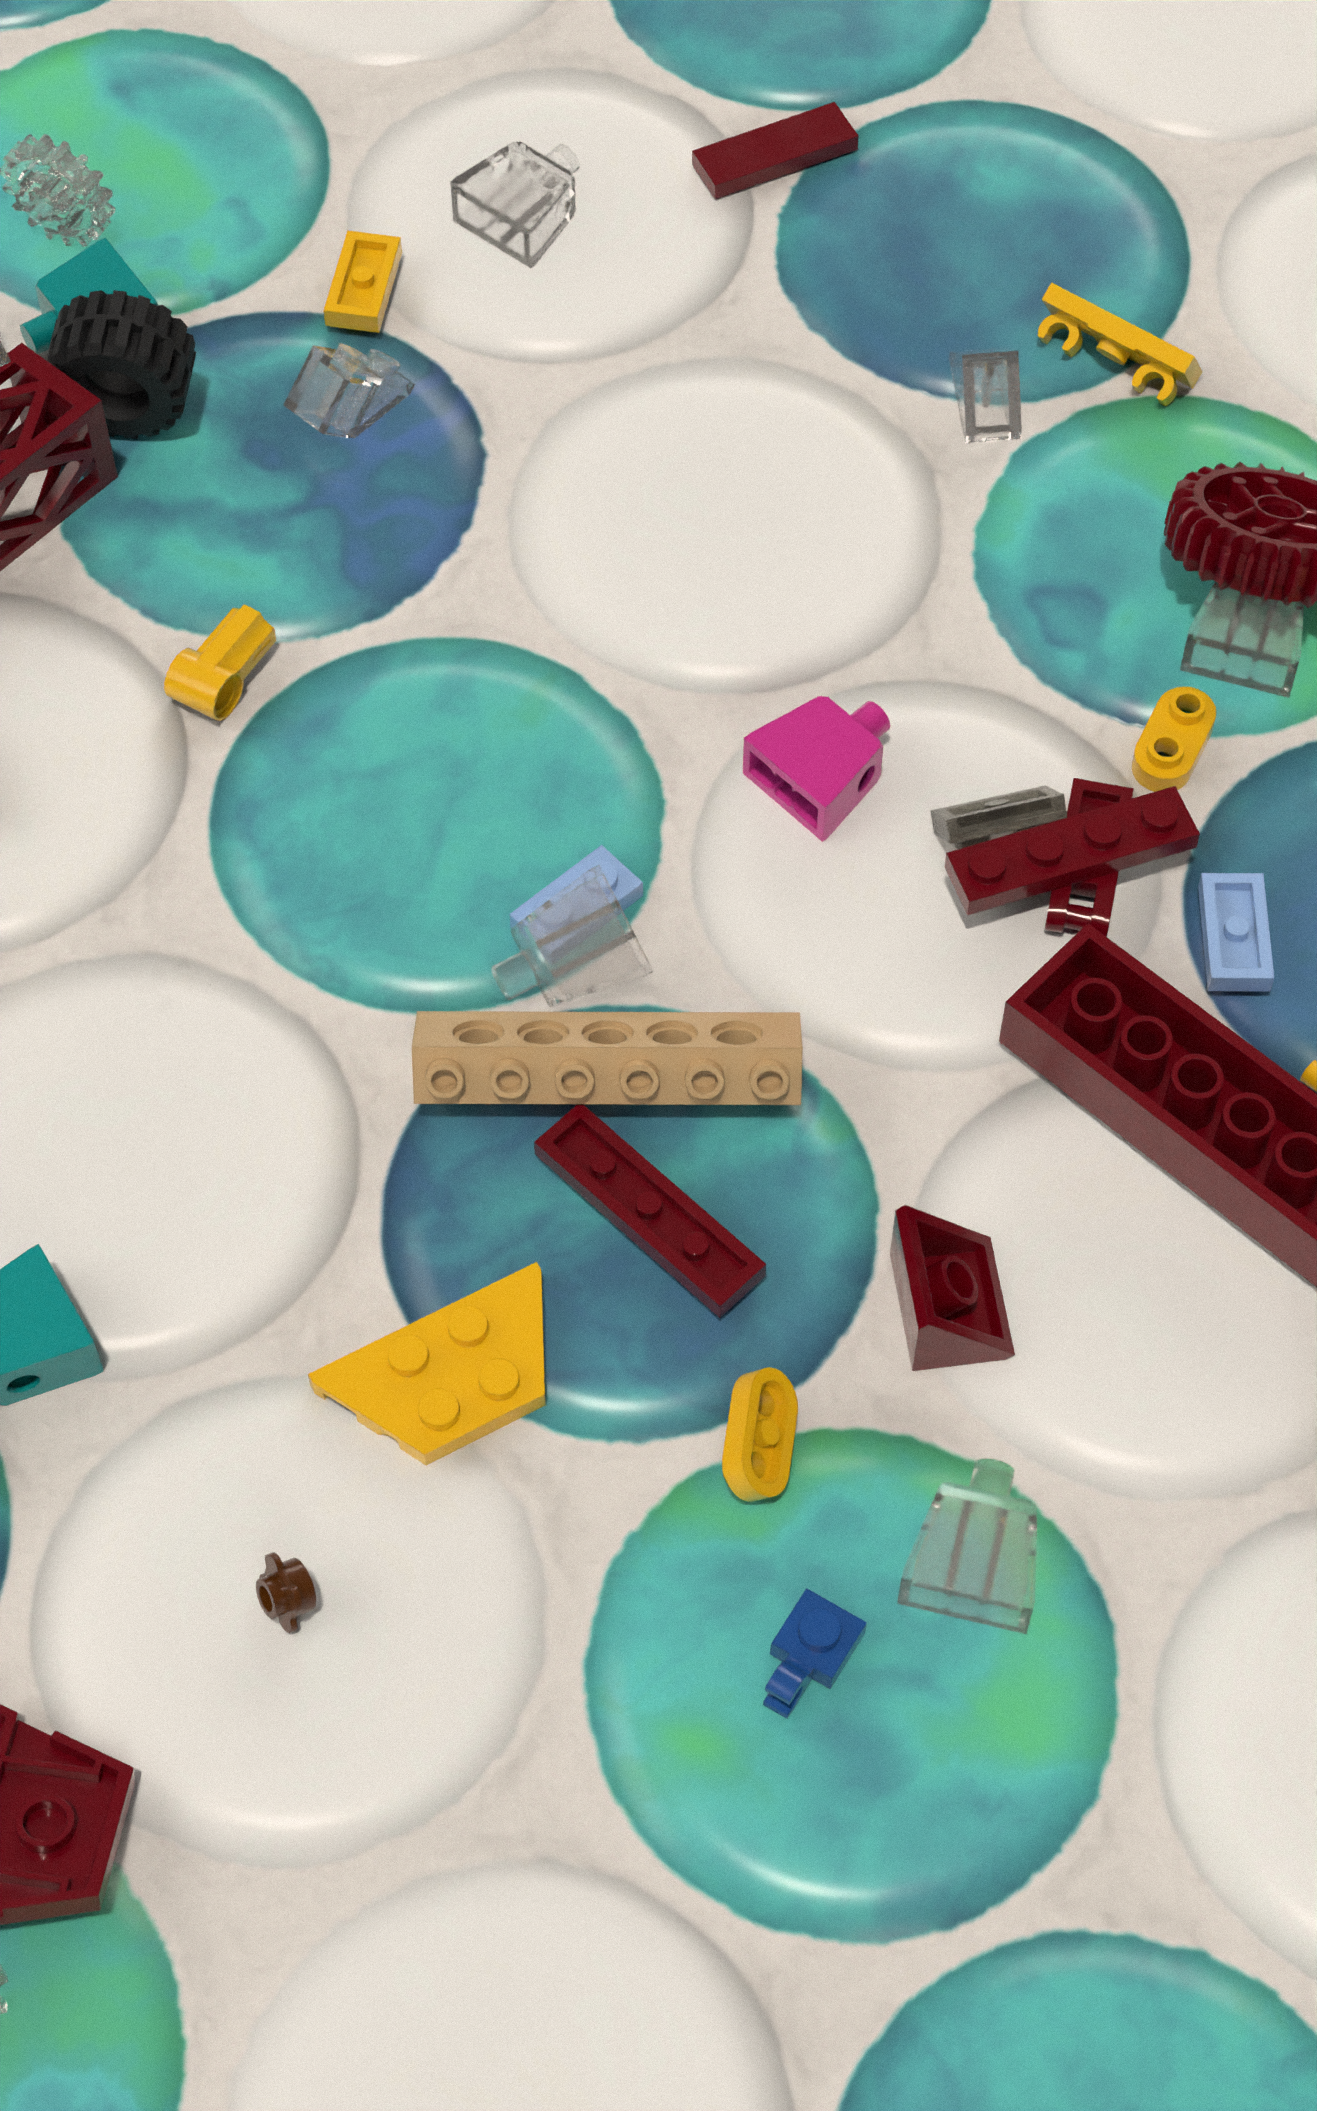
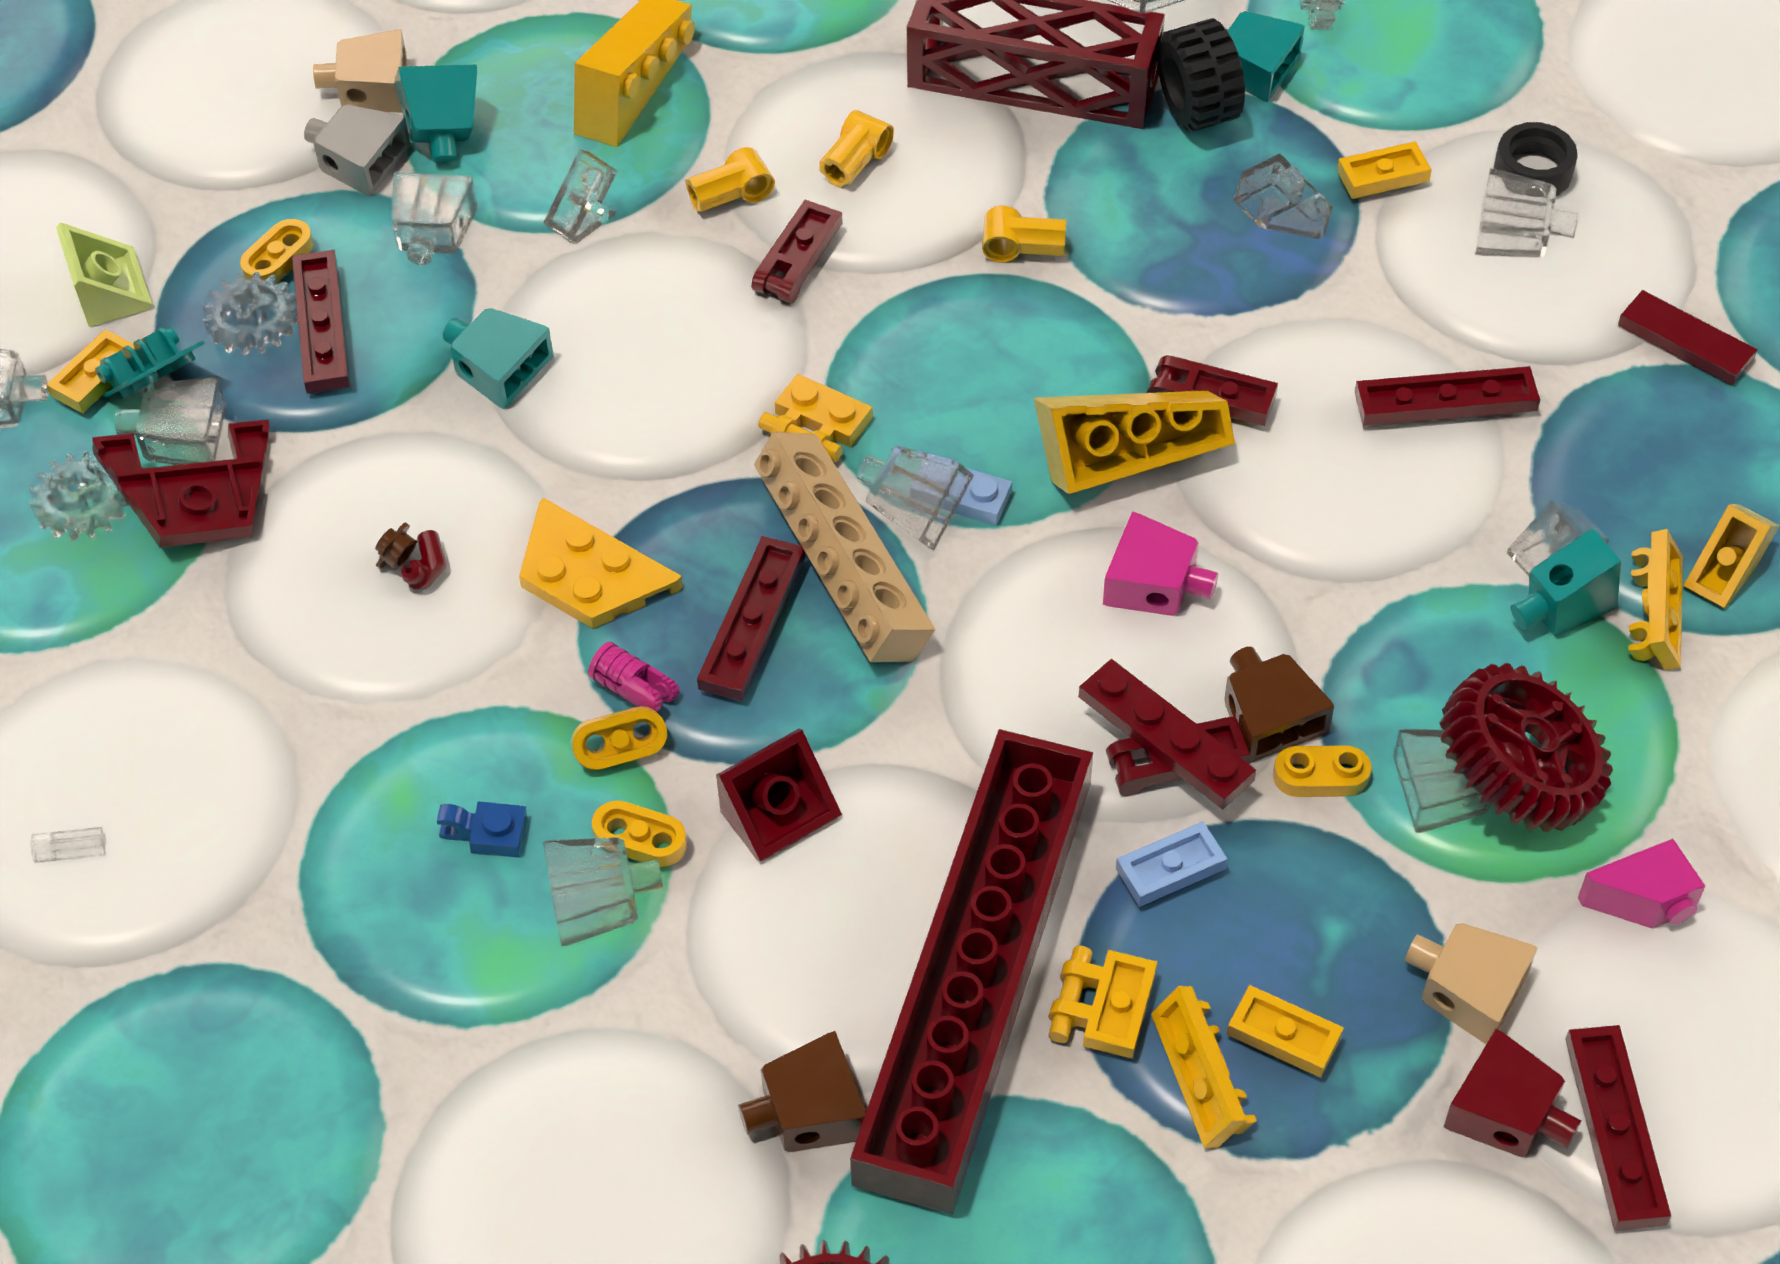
camera: 65 degrees right, 5 degrees down
(74, 911) = (797, 250): none -> dark red plate
(332, 1560) = (430, 565): none -> dark red arm
(356, 998) = (820, 409): none -> yellow plate
(438, 118) = (1541, 139): none -> black tyre
(585, 589) = (1247, 396): none -> dark red plate
(623, 693) = (1120, 435): none -> yellow wedge
(672, 1384) = (631, 678): none -> dark pink hinge
(731, 386) = (1446, 396): none -> dark red plate
(913, 1472) = (642, 831): none -> yellow plate
(1016, 811) = (1168, 678): clear smoke plate -> none
(1069, 733) = (1275, 703): none -> reddish brown torso
(1073, 414) = (1571, 586): none -> teal torso
(1094, 252) = (1731, 554): none -> yellow slope

